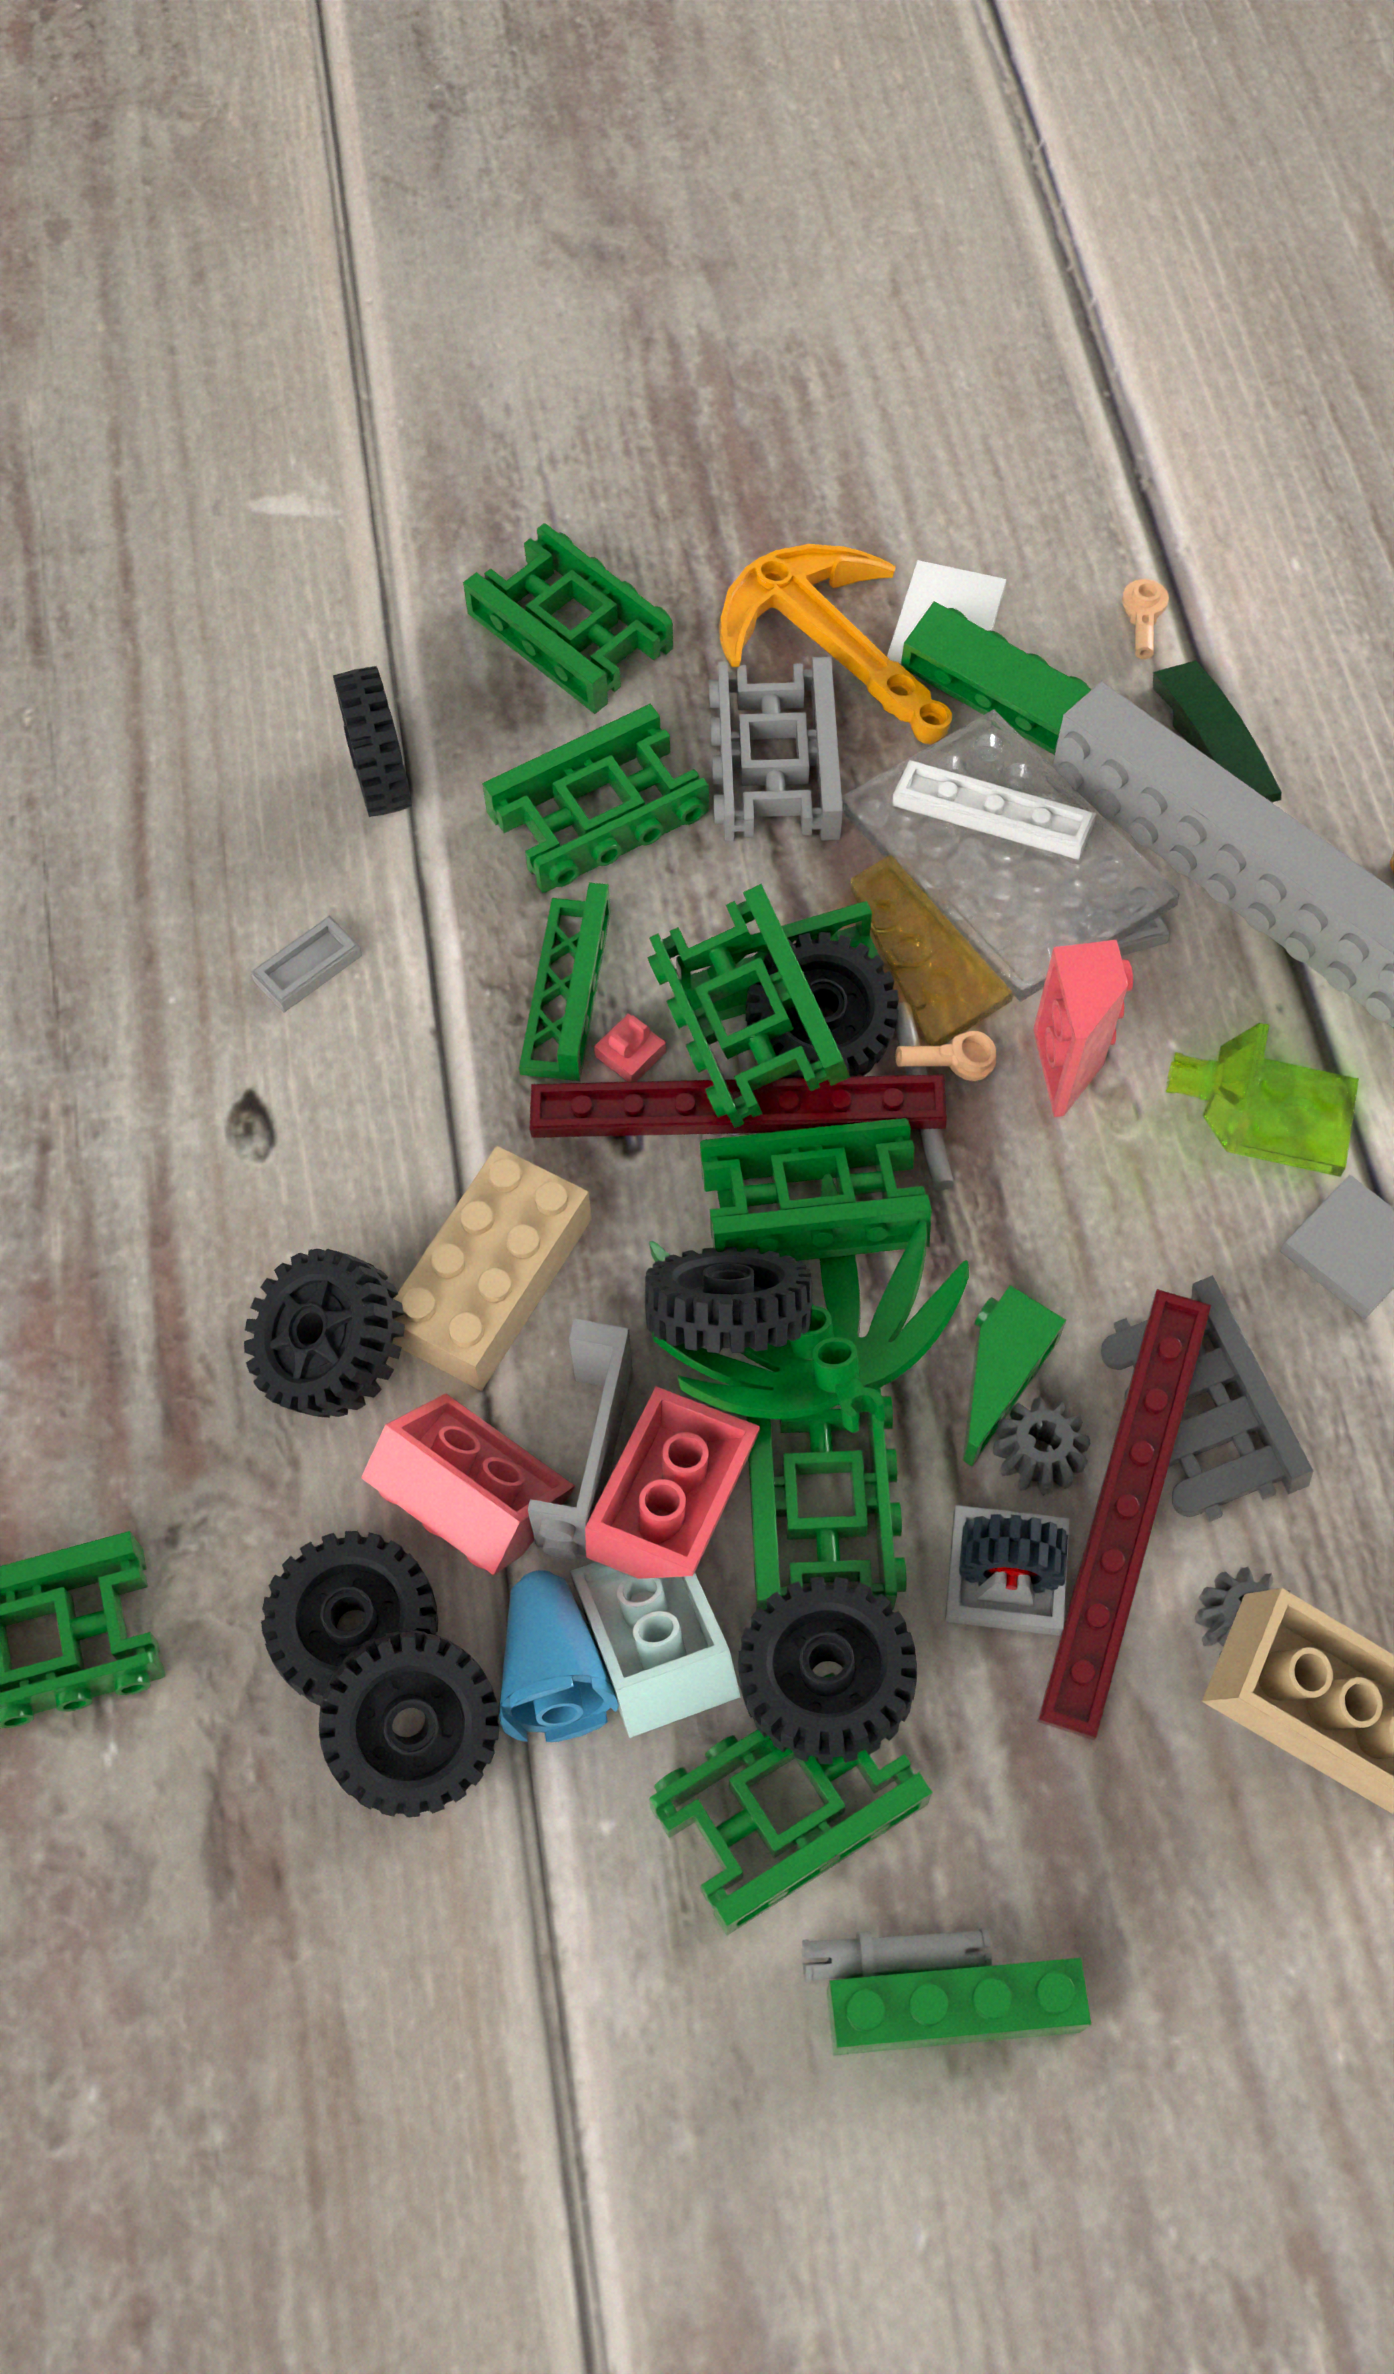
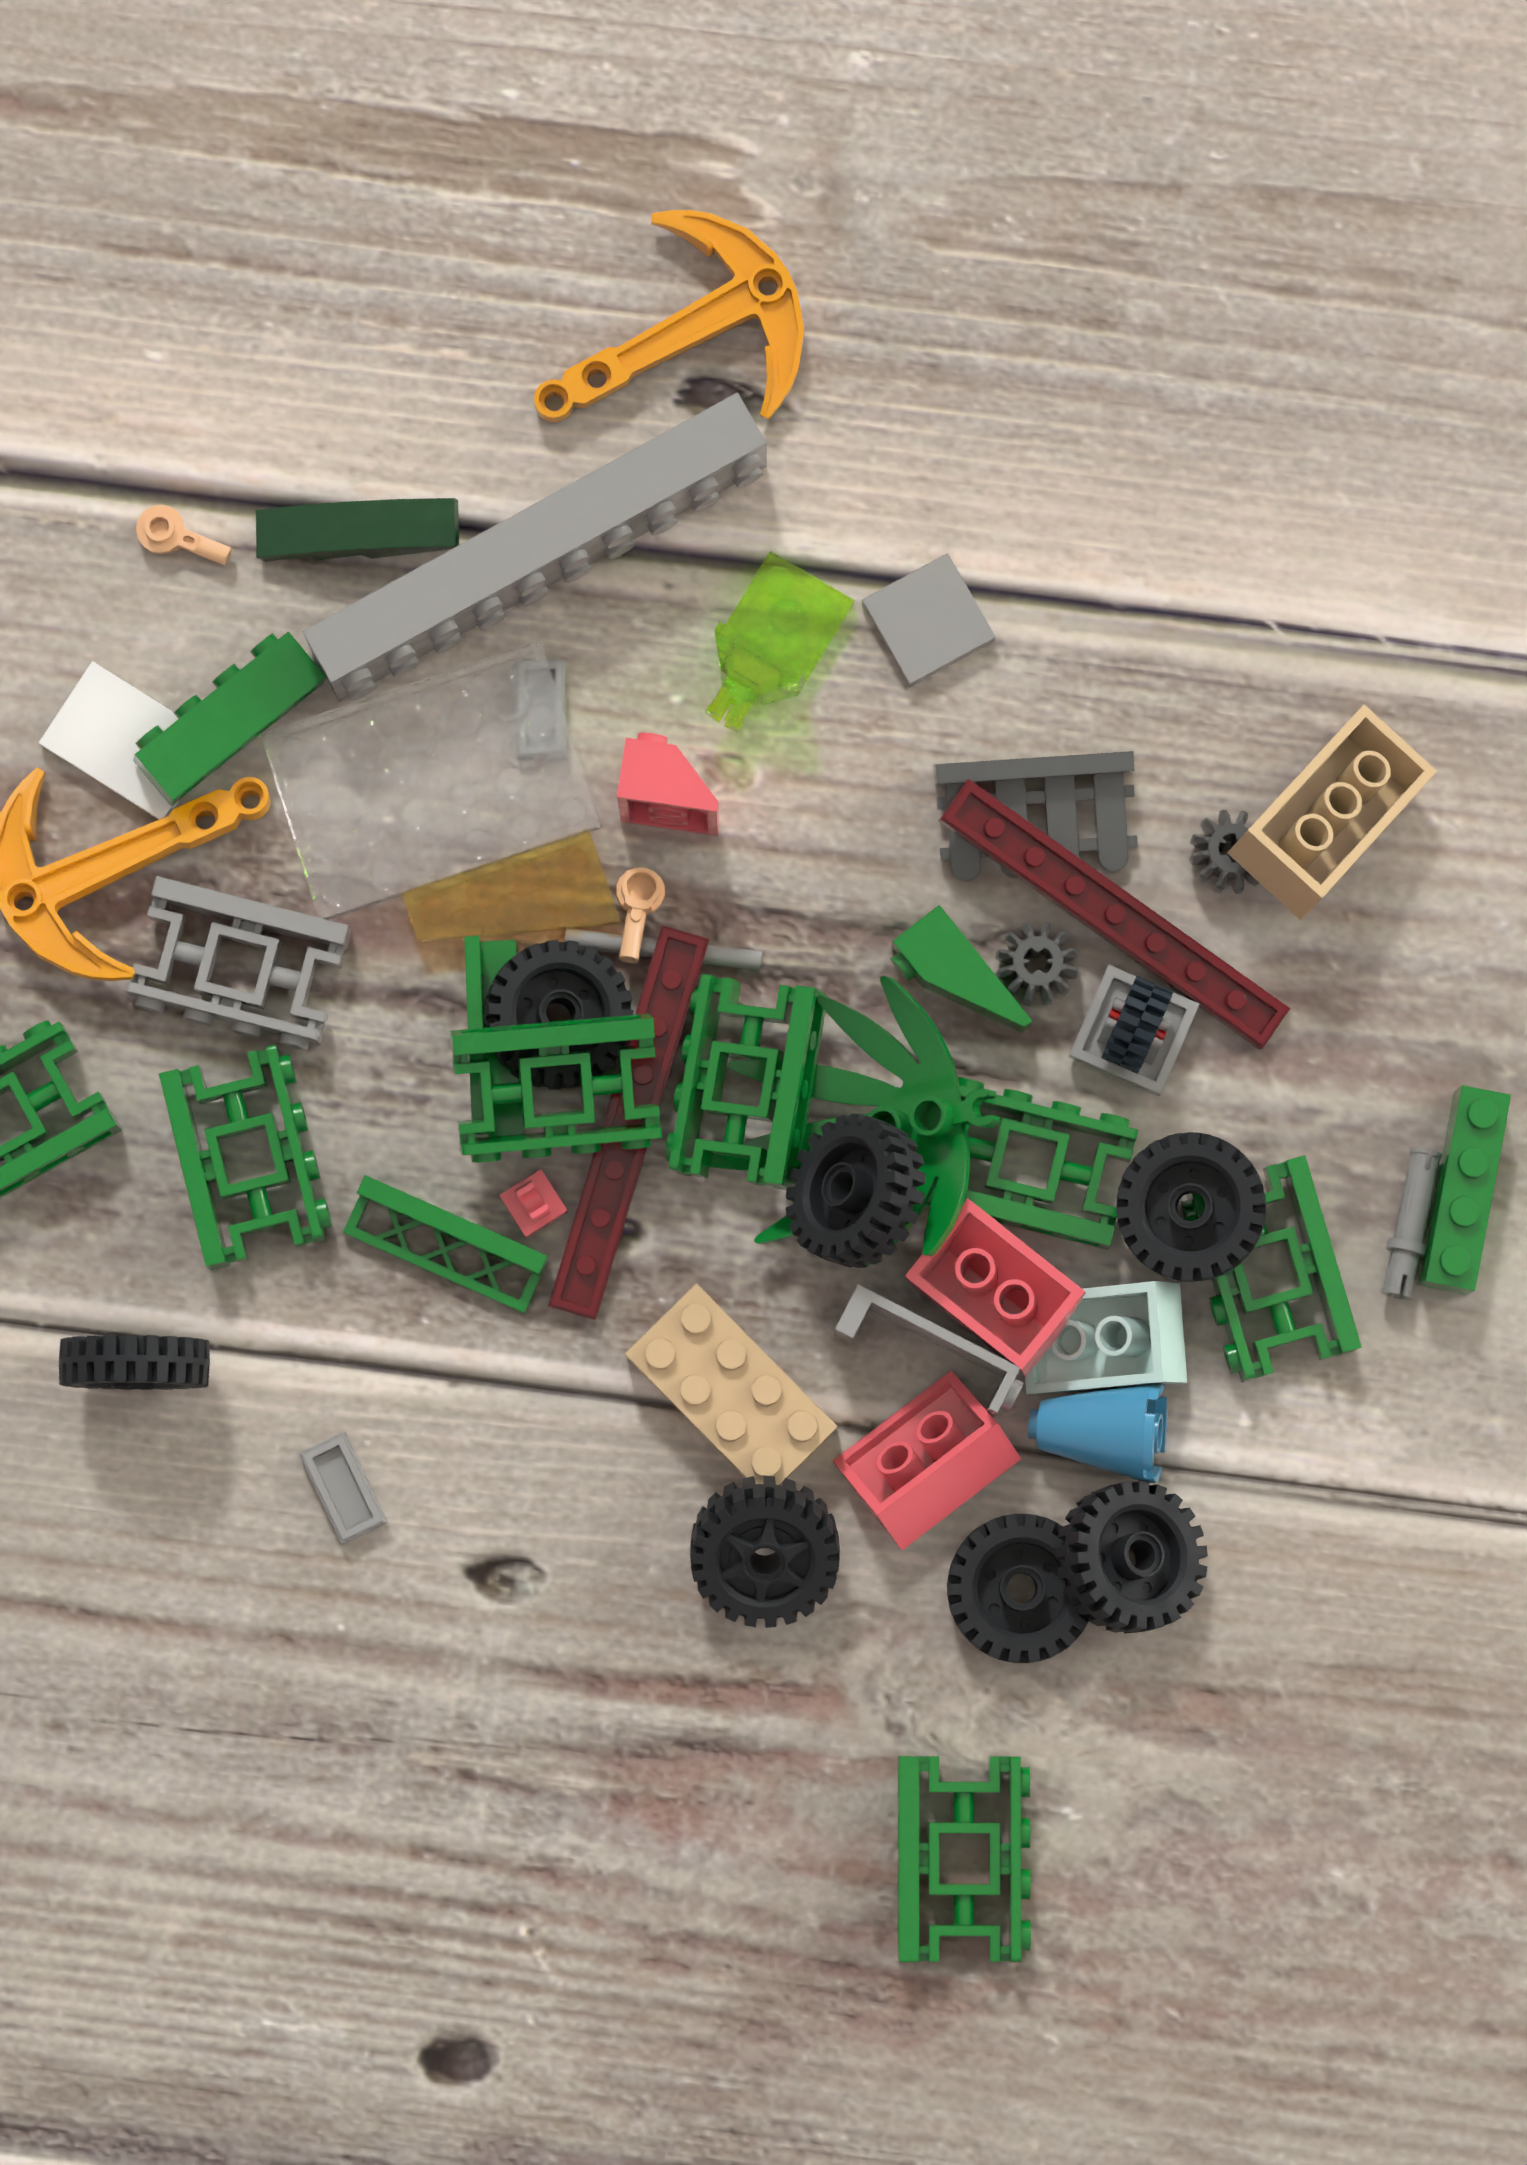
camera: 75 degrees left, 20 degrees up
(994, 809) = (388, 779): white tile -> none

